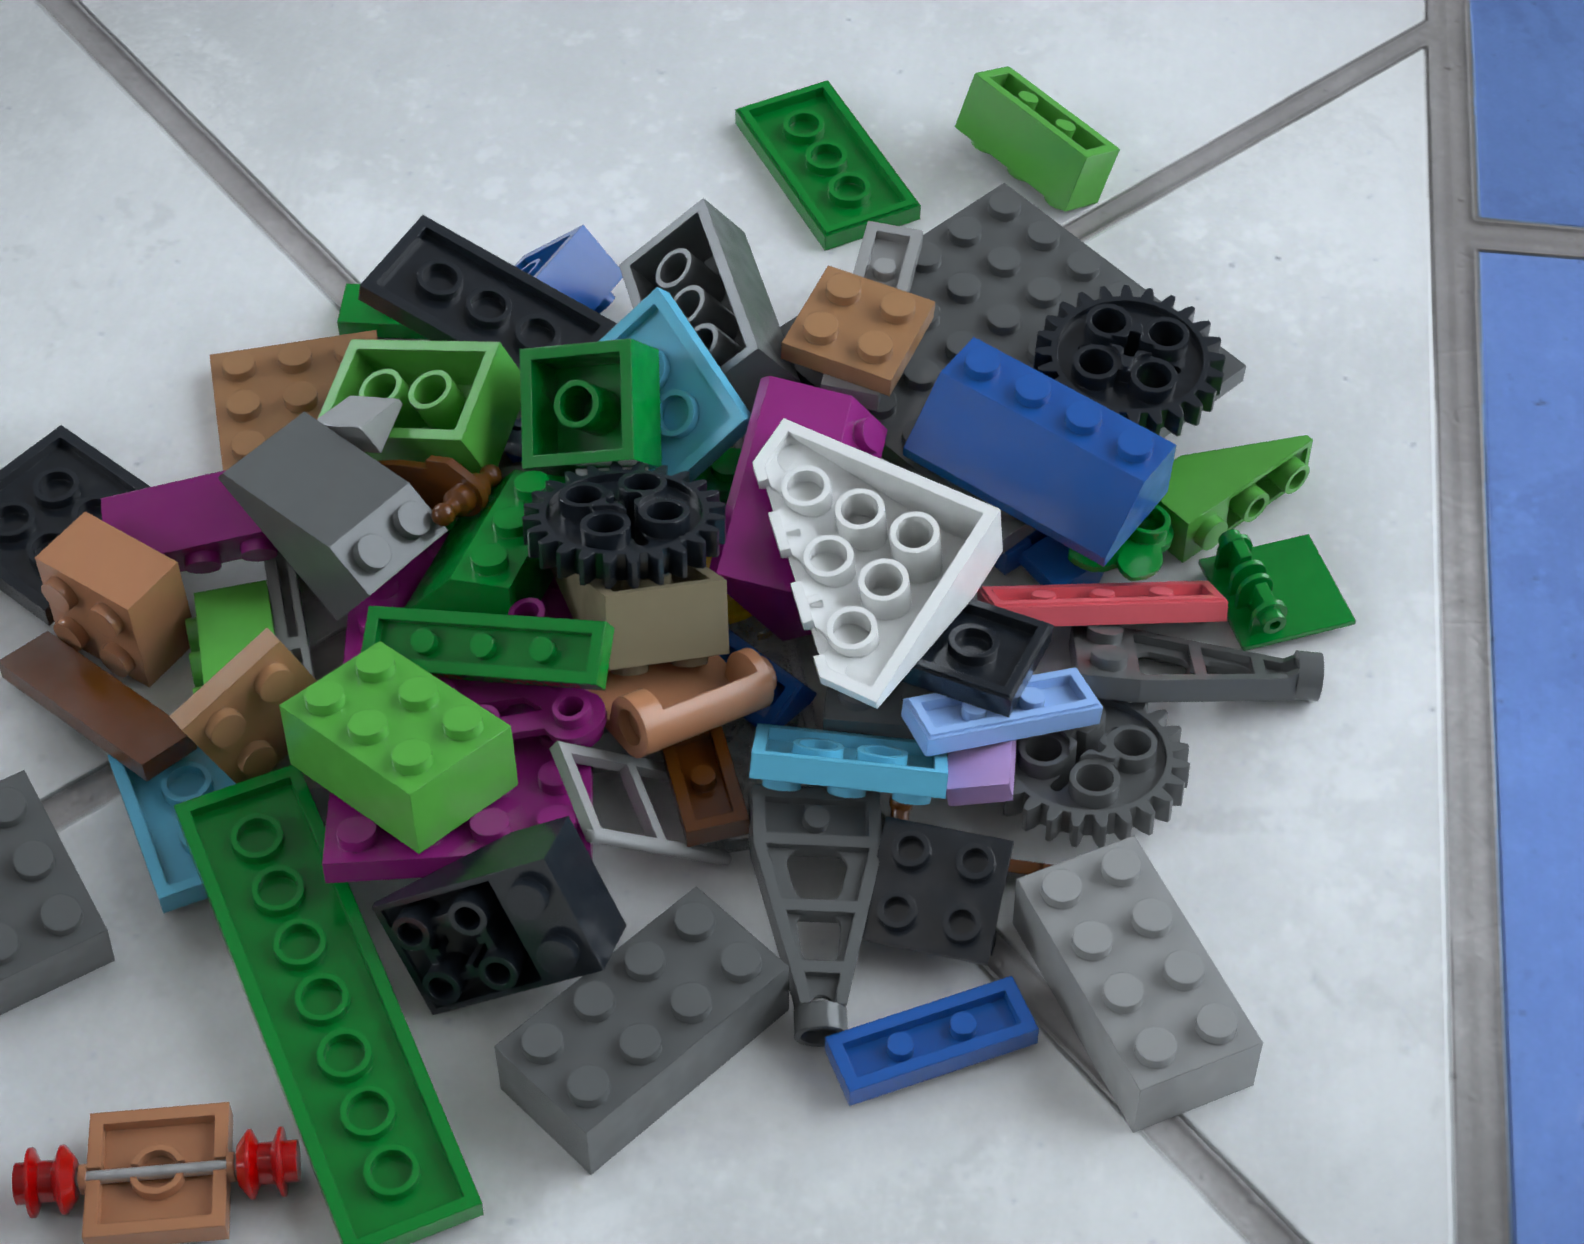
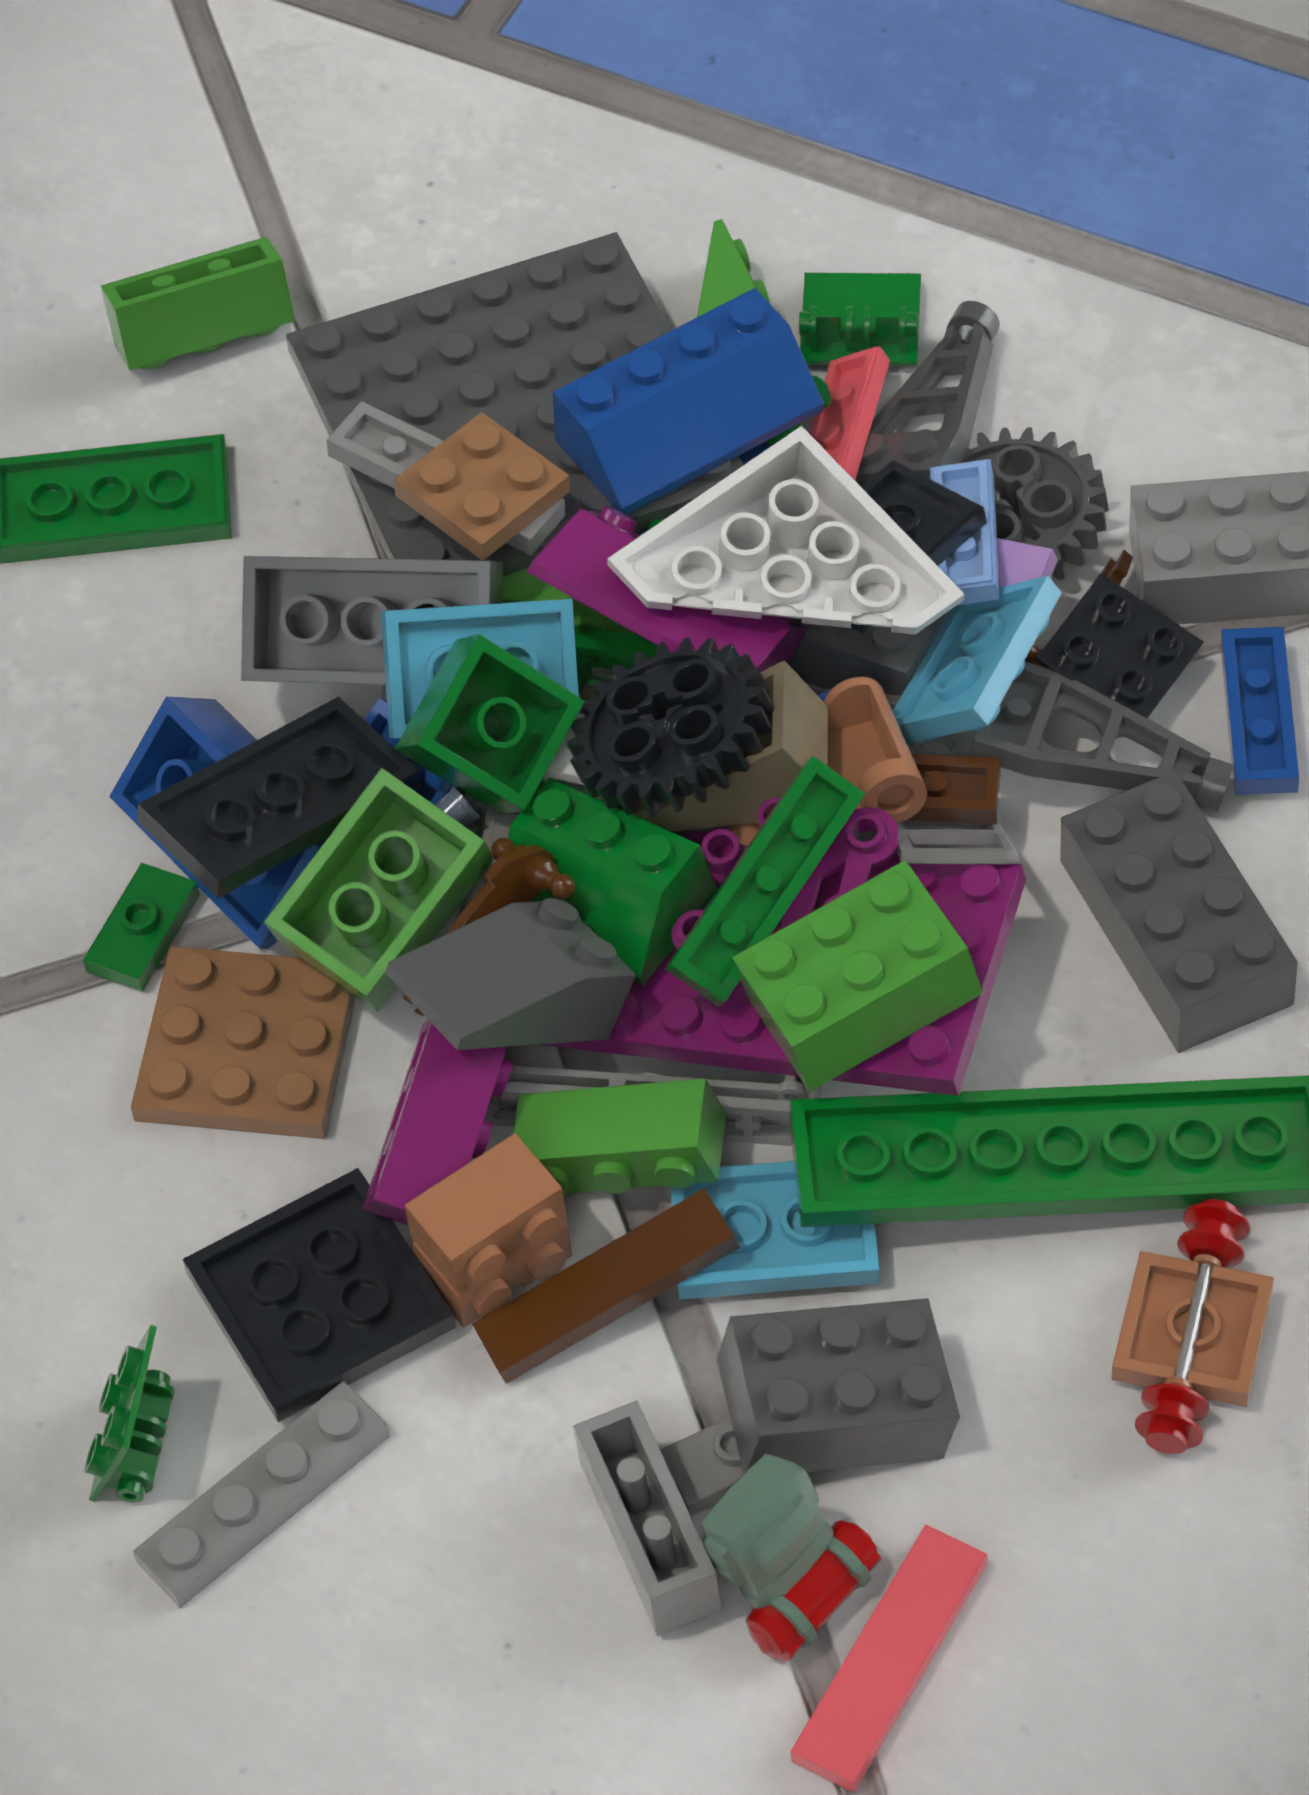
camera: 65 degrees left, 5 degrees up
(238, 710) = (737, 1079): medium nougat plate -> none
(363, 421) = (400, 925): light grey slope -> none
(504, 919) = (1053, 963): black slope -> none
(1134, 357) = (600, 297): black gear -> none

